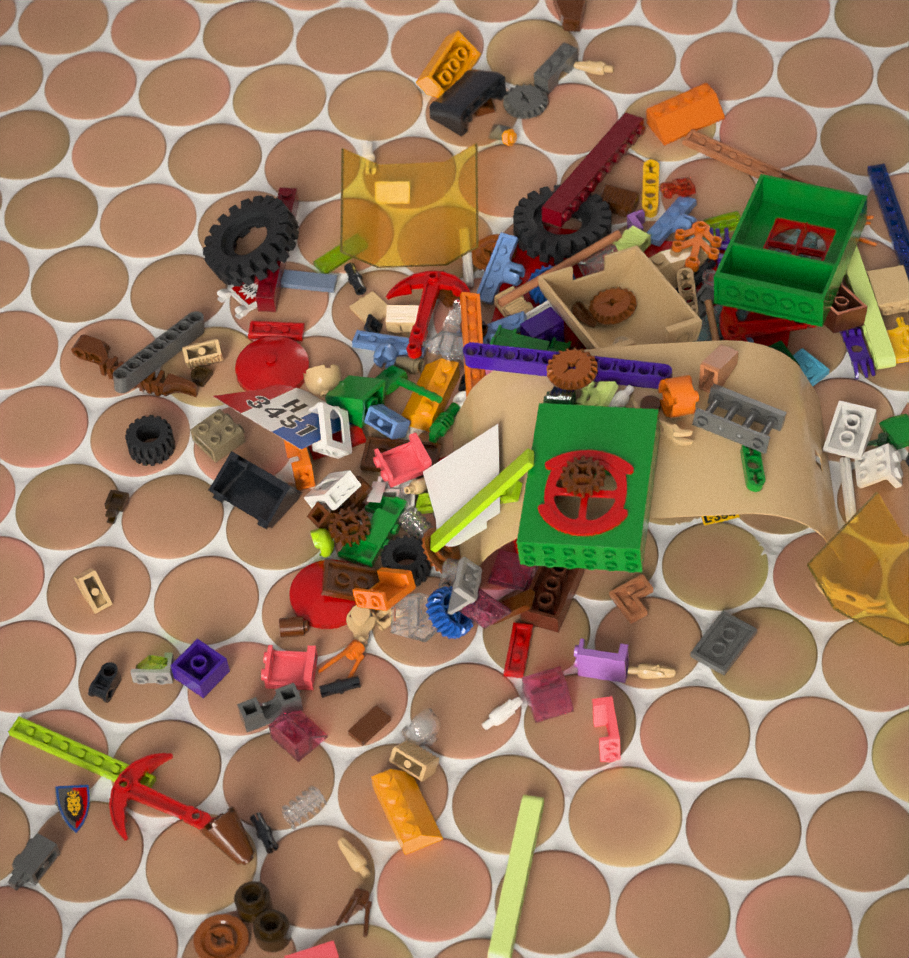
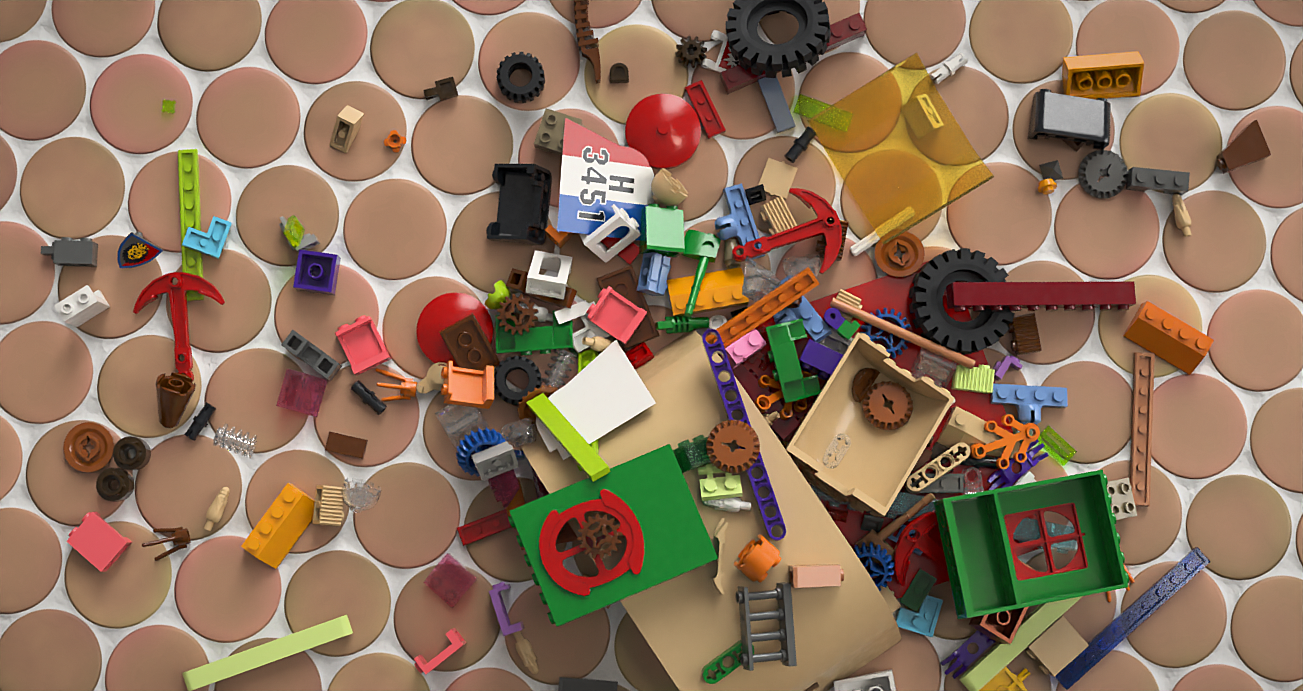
camera: 50 degrees right, 30 degrees up
(90, 866) = (81, 306): none -> white panel
(104, 685) = (260, 201): black piece -> none
(107, 742) = (210, 242): none -> medium azure plate
(131, 556) = (395, 136): none -> orange plate
(158, 352) = (605, 28): dark grey beam -> none
(203, 353) = (637, 63): tan brick -> none
(222, 316) = (698, 50): none -> dark brown gear
(293, 626) = (402, 322): reddish brown brick -> none
(500, 269) = (877, 275): medium blue plate -> none
(502, 713) = (417, 550): white piece -> none
(526, 302) = (839, 324): none -> leg
(650, 188) = (1059, 352): yellow beam -> none
(650, 402) = (742, 534): reddish brown tile -> none
(681, 186) = (1072, 388): clear red plate -> none

